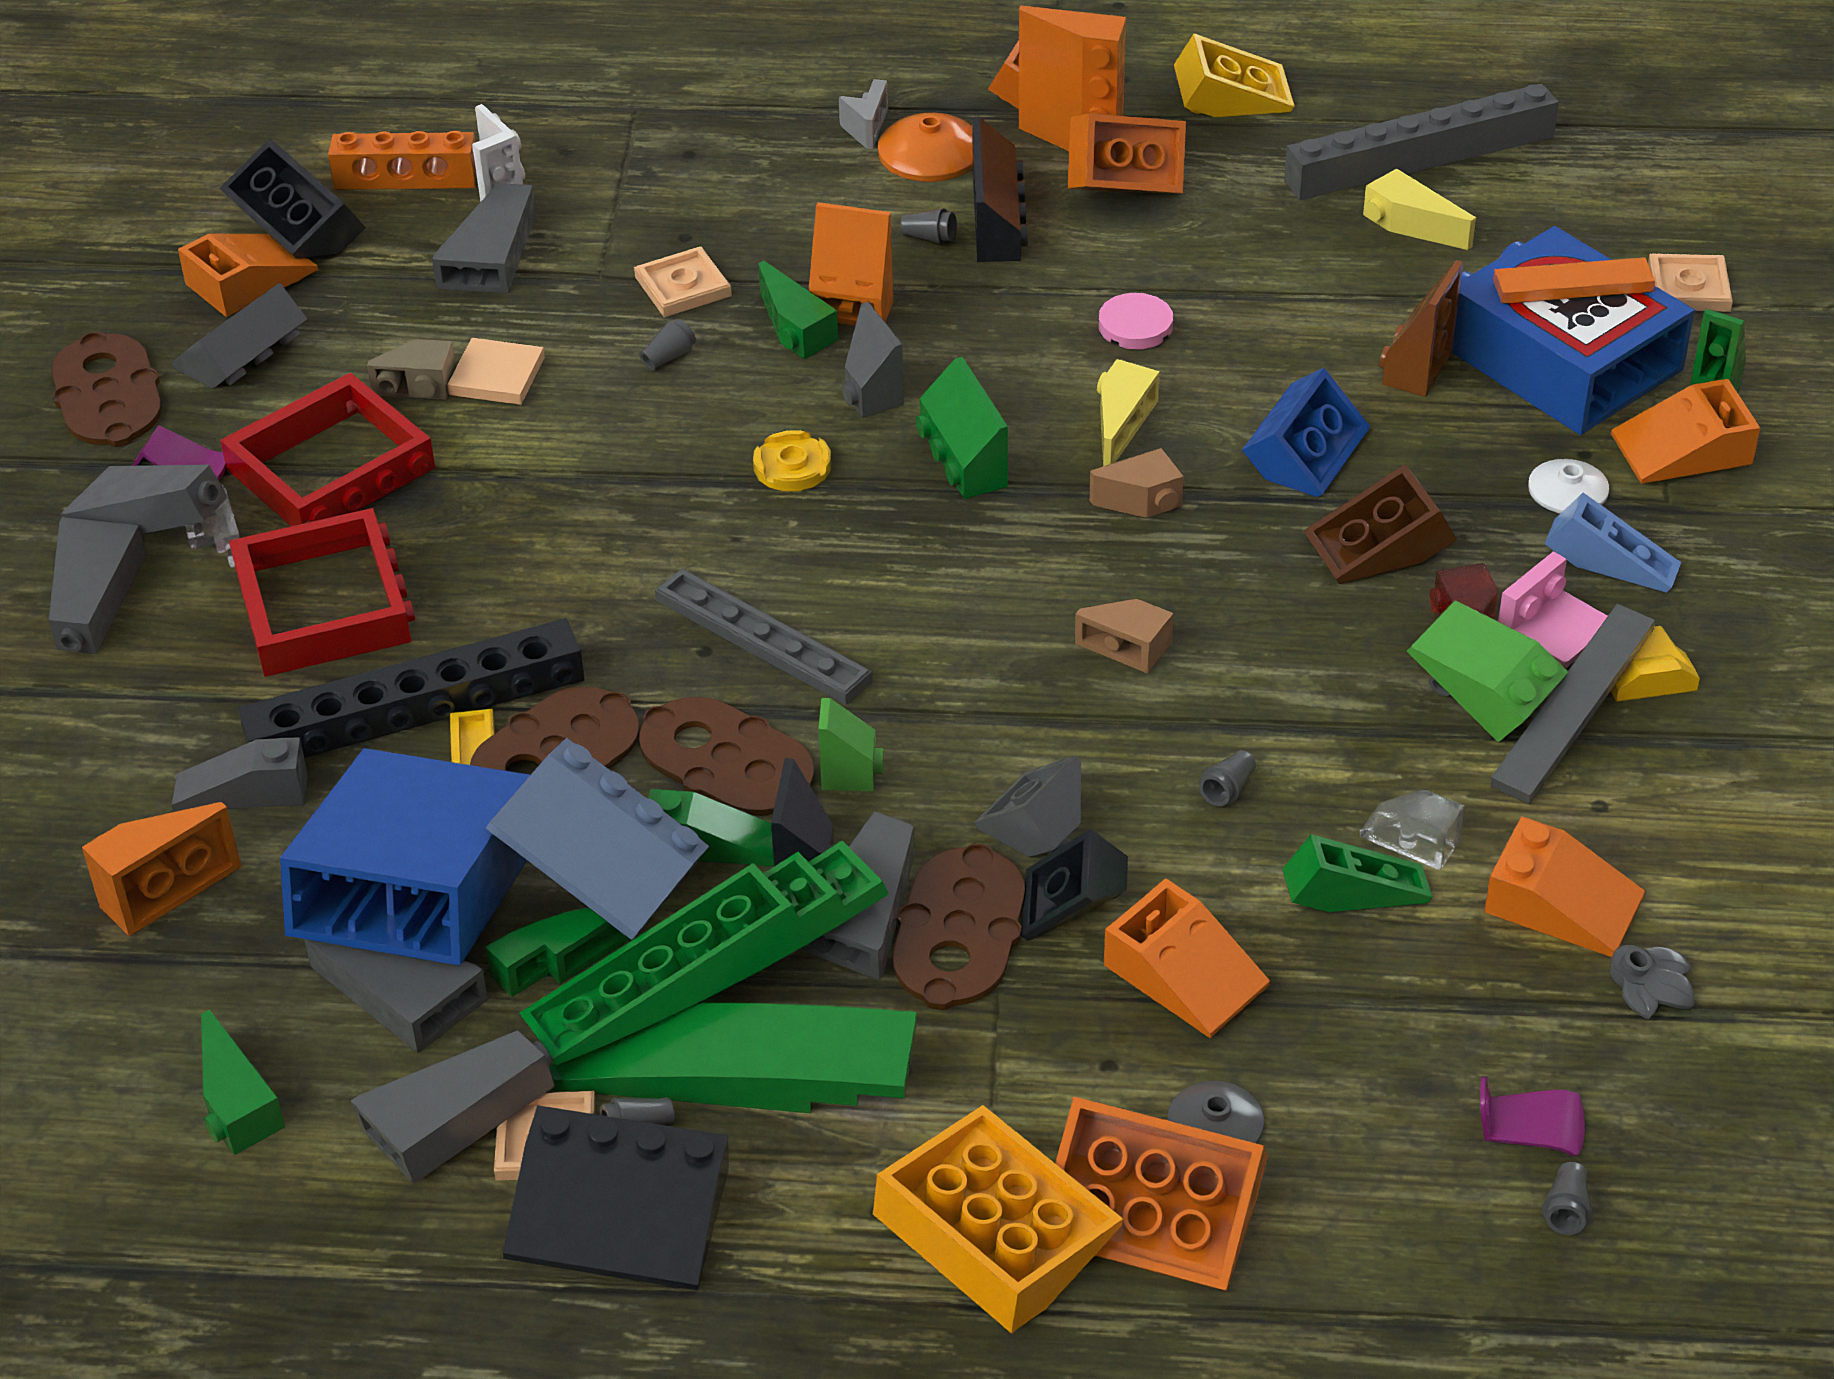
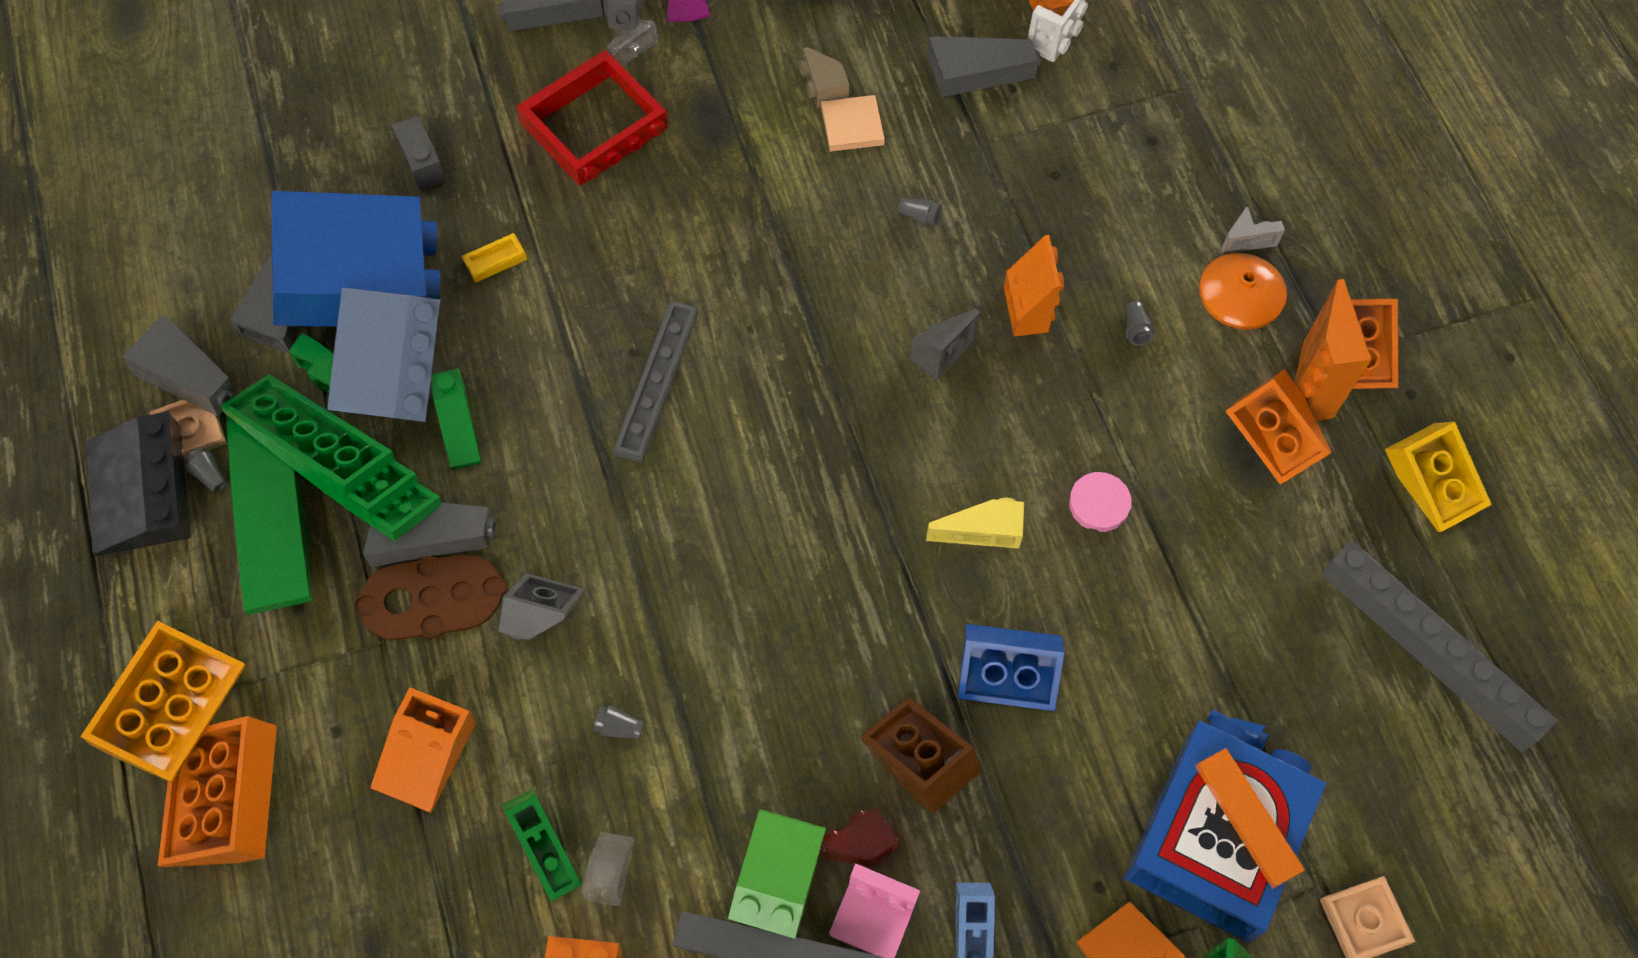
camera: 65 degrees right, 20 degrees up
(160, 863) = (312, 136): orange slope -> none
(236, 1096) = (172, 252): green slope -> none
(305, 418) = (736, 34): red window -> none
(419, 690) = (487, 174): black brick -> none
(585, 715) = (517, 307): reddish brown piece -> none
(682, 281) = (1001, 192): light nougat tile -> none
(737, 764) = (535, 418): reddish brown piece -> none
(792, 461) = (839, 332): yellow tile -> none
(798, 316) = (987, 273): green slope -> none
(798, 818) = (461, 467): black slope -> none
(847, 750) = (544, 468): bright green slope -> none
(965, 431) = (898, 429): green slope -> none
(997, 196) = (1188, 351): black slope -> none
(1072, 883) = (470, 657): black slope -> none
(1126, 632) = (738, 611): medium nougat slope -> none
(1138, 485) = (902, 566): medium nougat slope -> none
(1238, 1115) = (317, 822): dark grey dish -> none
(1416, 211) = (1338, 663): light yellow slope -> none
(1425, 339) = (1154, 720): dark orange slope -> none
(1563, 480) = (1040, 896): white dish -> none

